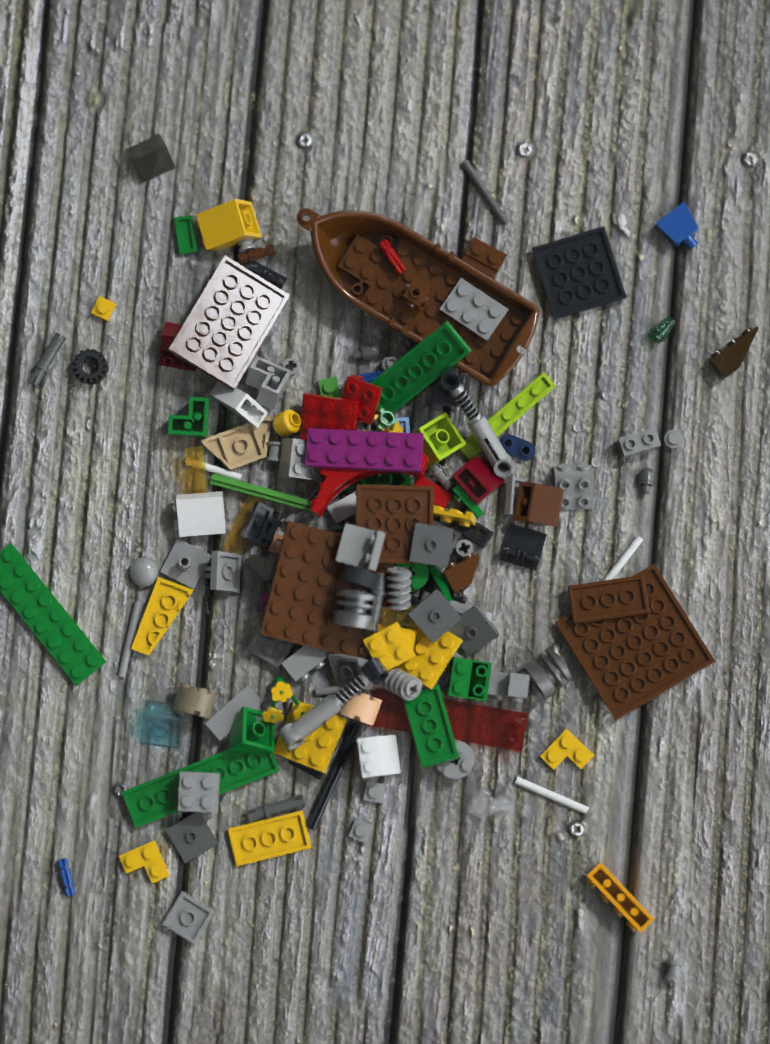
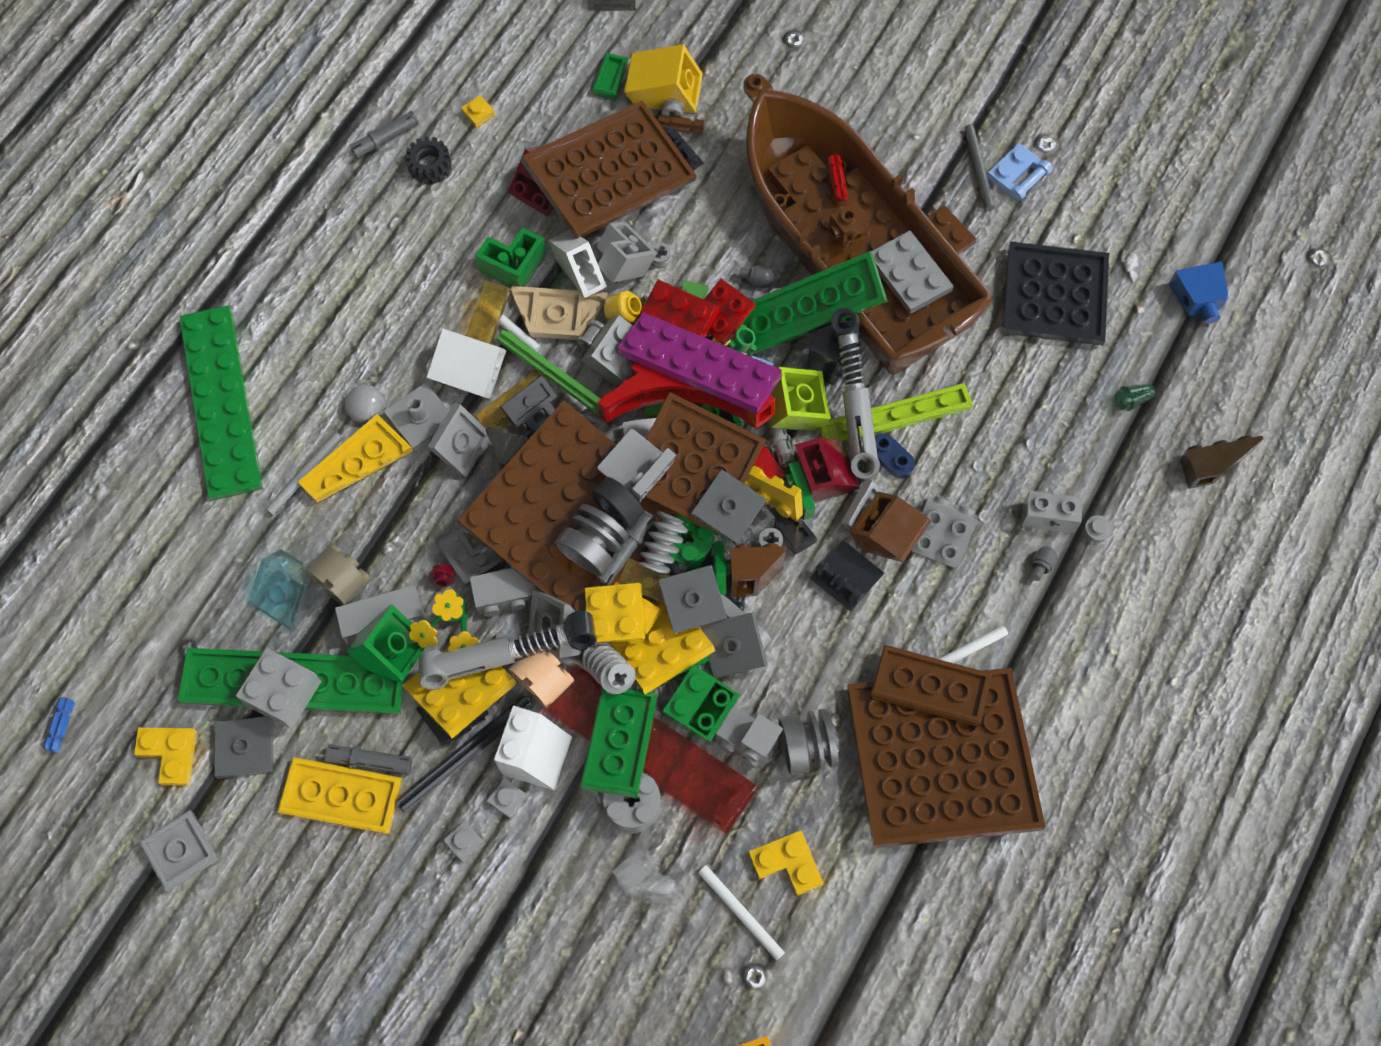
camera: 25 degrees right, 15 degrees down
(260, 669) = (441, 576): none -> dark red plate
(509, 181) = (1013, 166): none -> light blue plate

